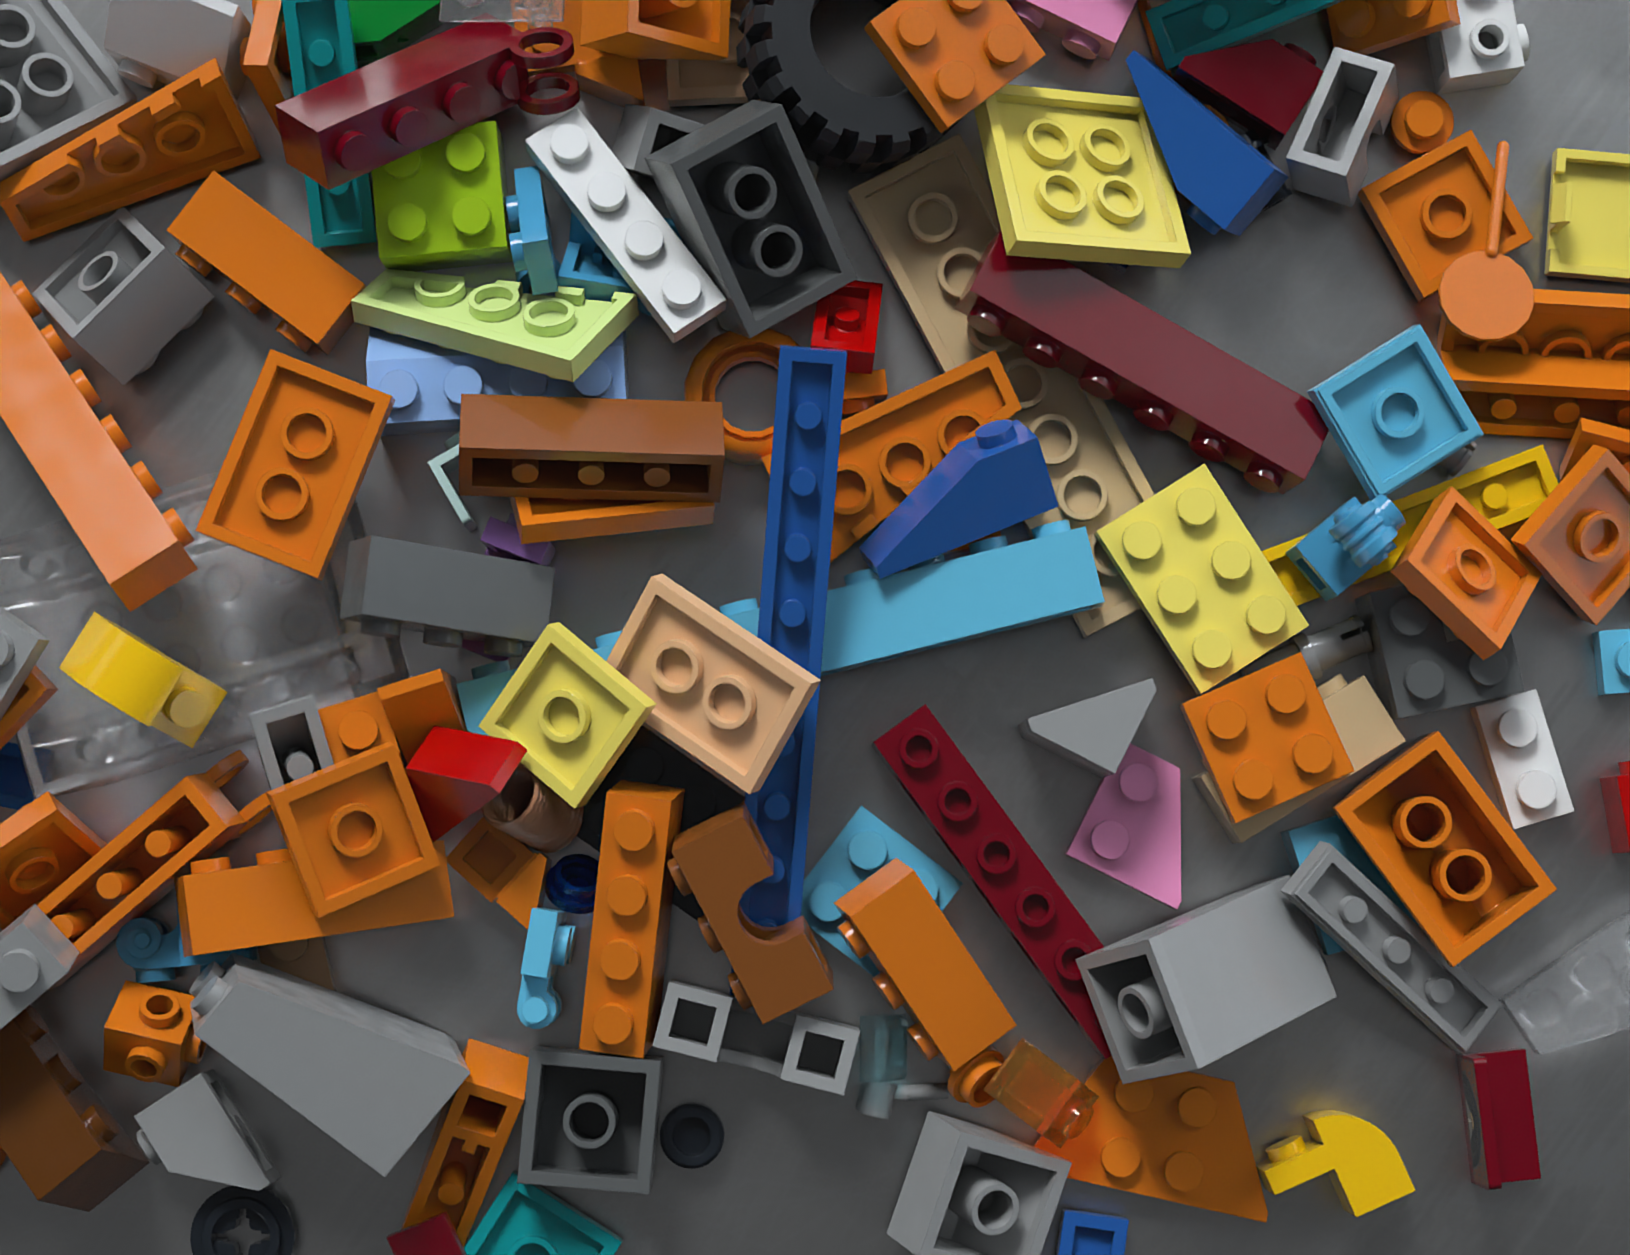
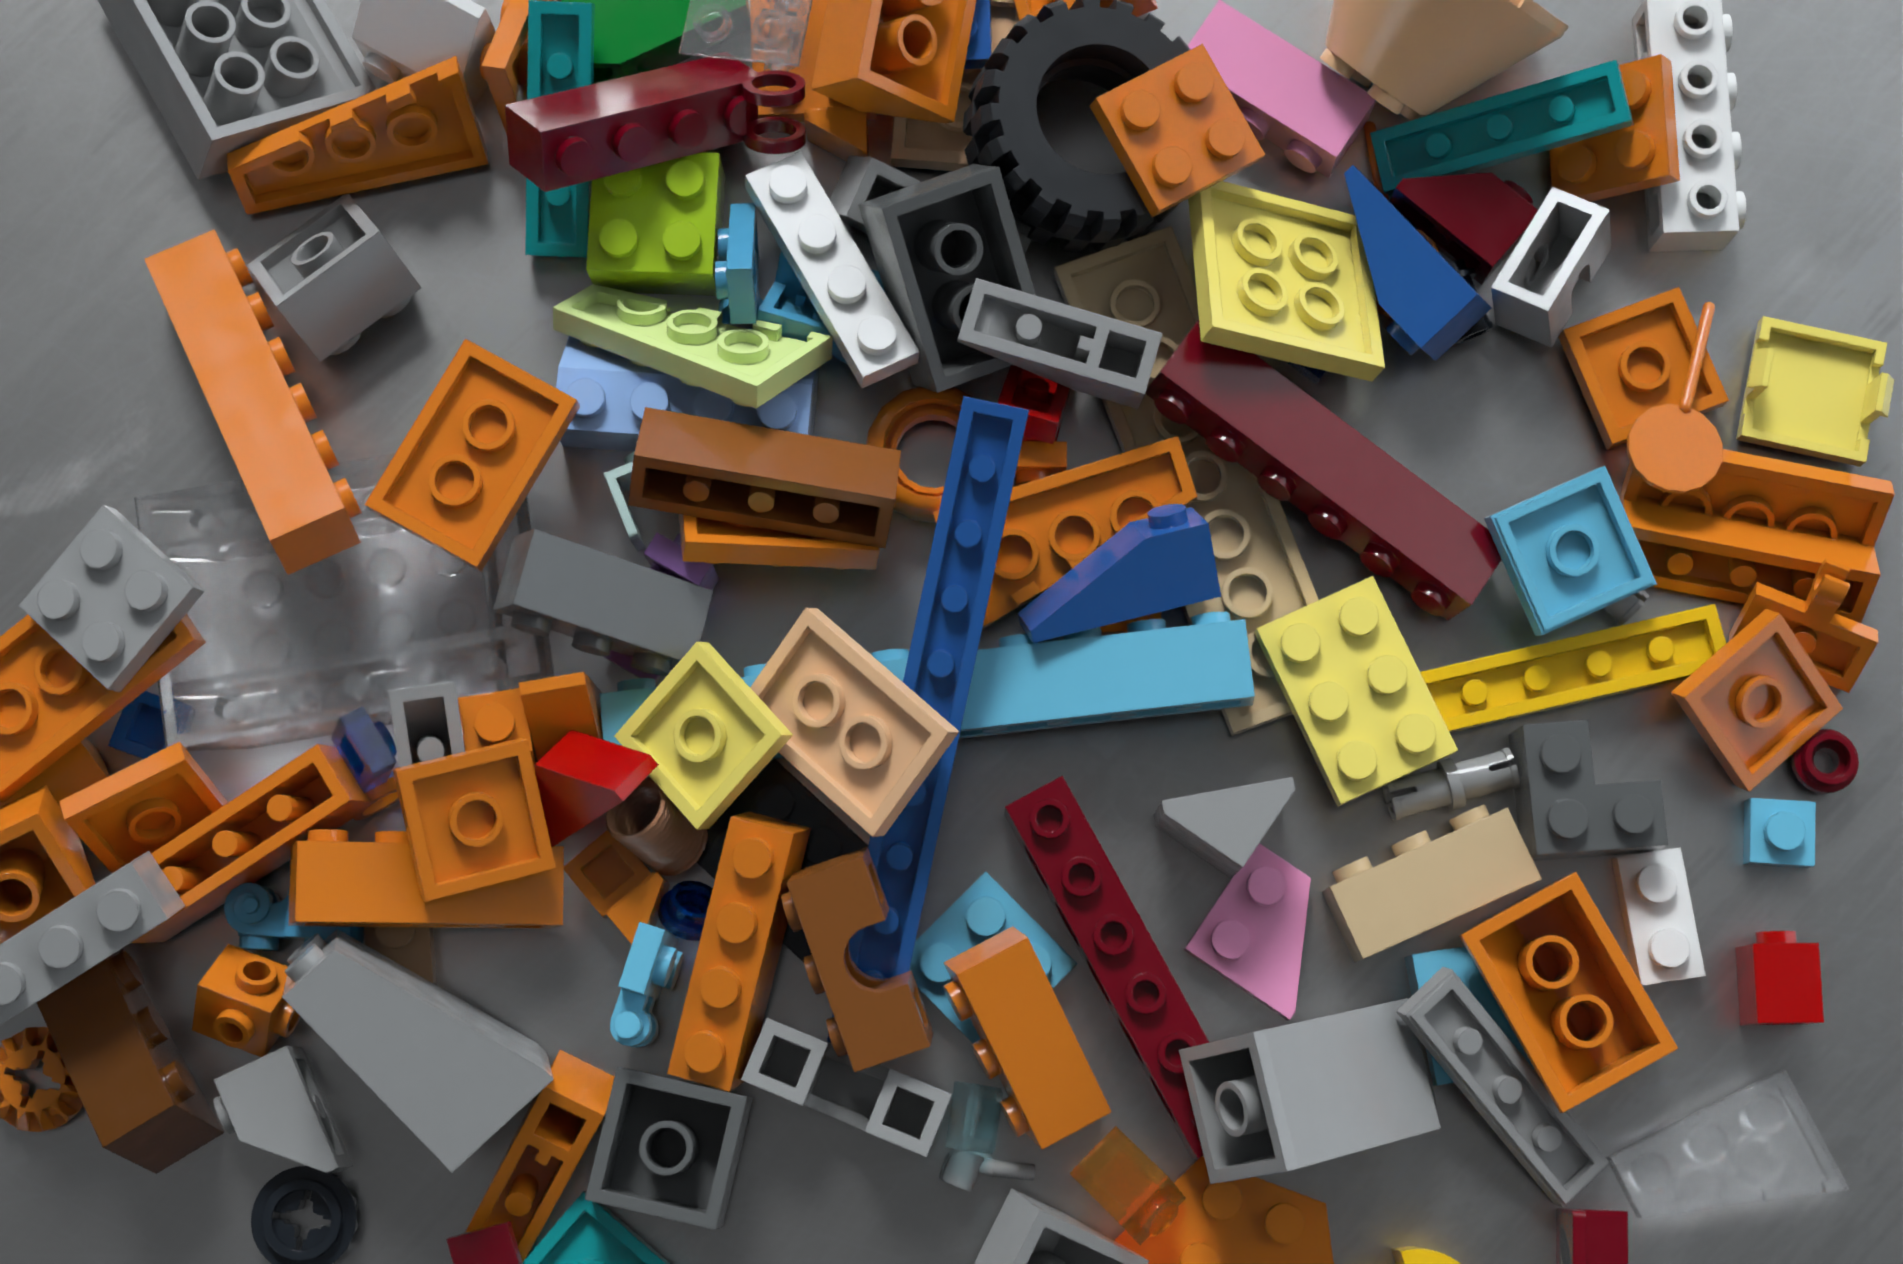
camera: 15 degrees right, 5 degrees down
(142, 680) = (289, 644): yellow brick -> none
(233, 772) = (365, 748): none -> clear blue plate
(266, 264) = (476, 264): orange brick -> none
(692, 1135) = (769, 1180): black tile -> none
(867, 272) = (1061, 342): none -> light grey slope
(970, 1079) = (1059, 1159): orange plate -> none
(1266, 738) = (1401, 855): orange plate -> none
(1347, 544) = (1506, 673): dark azure brick -> none
(1421, 122) = (1630, 274): orange plate -> none
(1467, 573) = (1623, 718): orange plate -> none

